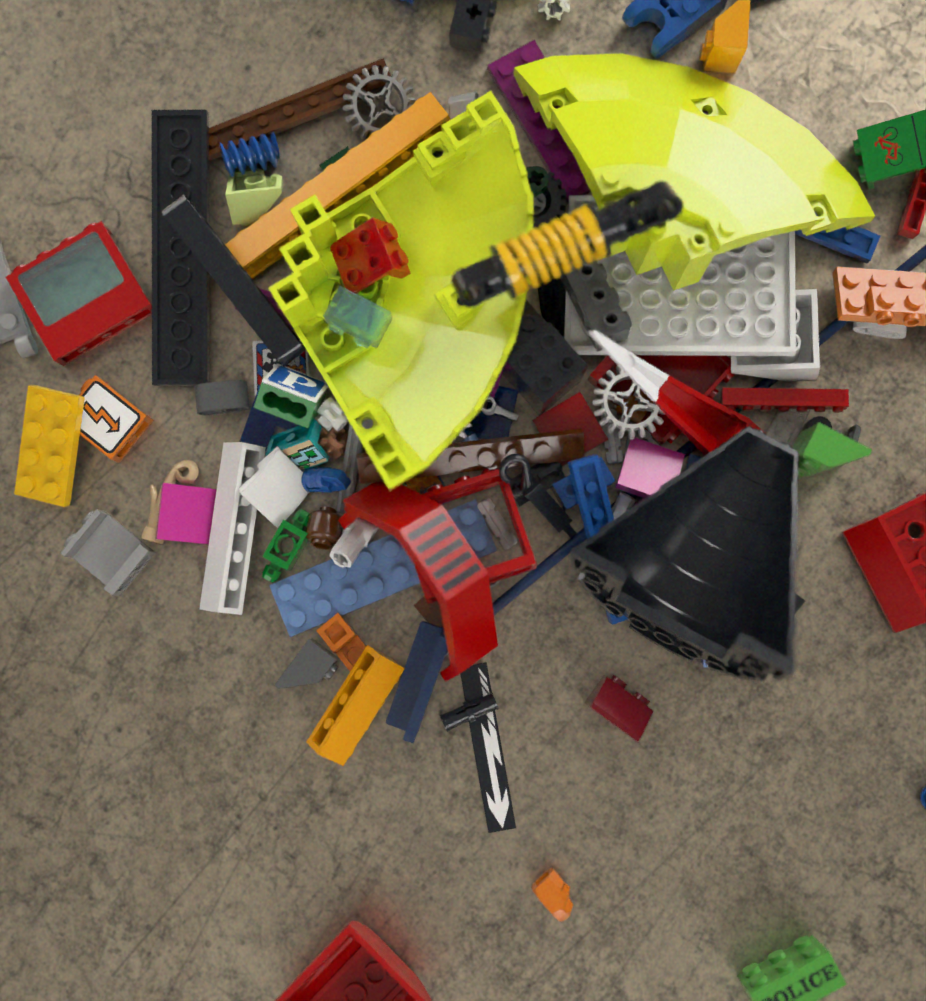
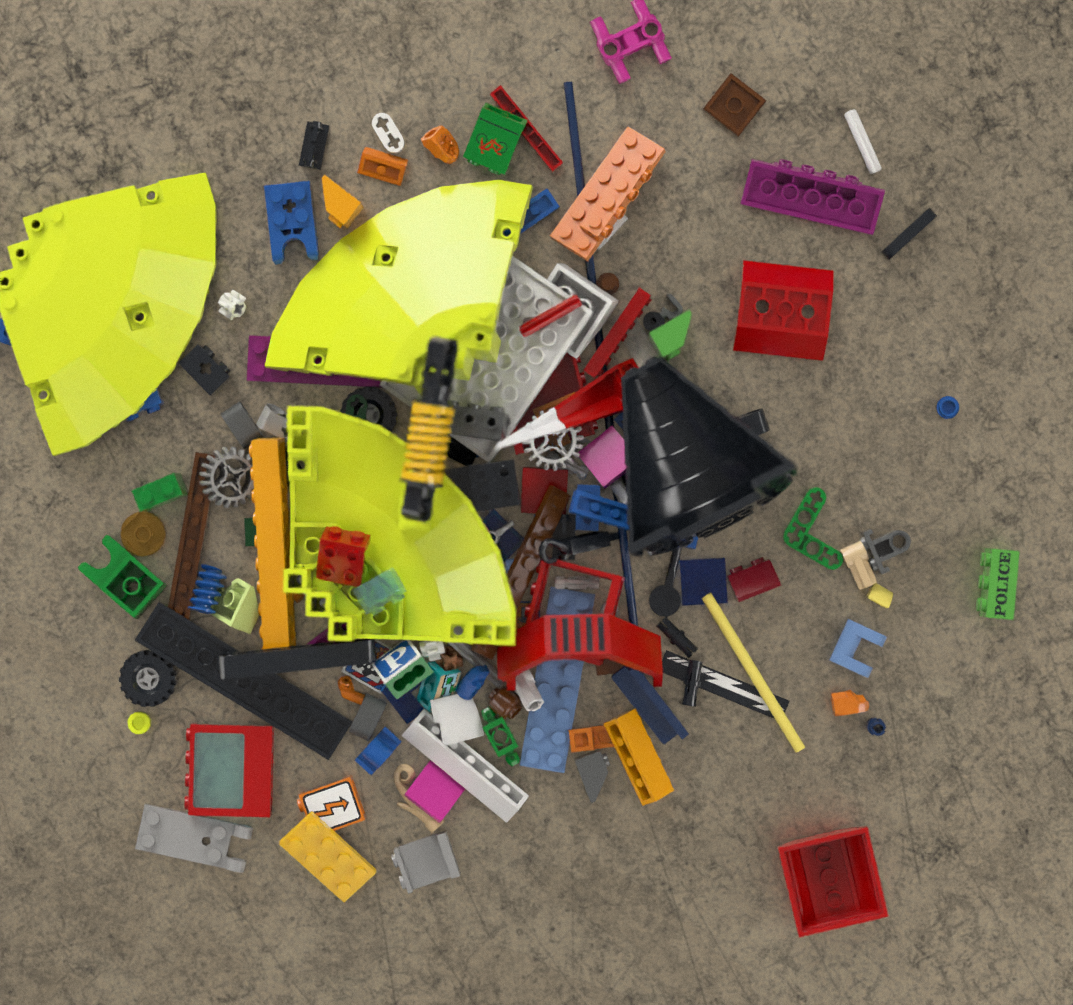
camera: 70 degrees left, 5 degrees up
(75, 176) = (139, 722): none -> neon yellow tile
(118, 142) = (137, 682): none -> black wheel
(193, 428) = (378, 750): none -> blue pin
(209, 69) = (119, 574): none -> green brick
(238, 360) = (347, 690): none -> orange arm
(268, 62) = (143, 534): none -> pearl gold tile
(318, 41) = (160, 492): none -> green brick
(442, 81) = (241, 424): none -> dark grey beam
(507, 665) = (677, 637): none -> black pin
(521, 770) = (753, 672): none -> light yellow piece
(538, 626) = (665, 598): none -> black piece
(549, 944) = (879, 730): none -> dark blue pin
(583, 655) = (703, 577): none -> clear blue tile
(619, 853) = (848, 643): none -> medium blue connector
(689, 854) = (880, 595): none -> light yellow slope
(698, 734) = (805, 538): none -> green beam
(711, 804) = (856, 560): none -> tan piece
(743, 826) = (883, 548): none -> dark grey pin
(762, 311) = (550, 316): none -> red axle
(788, 64) = (382, 166): none -> orange slope
(828, 359) = (608, 283): none -> reddish brown plate
(829, 50) = (384, 136): none -> white beam
(851, 105) = (441, 144): none -> orange rock

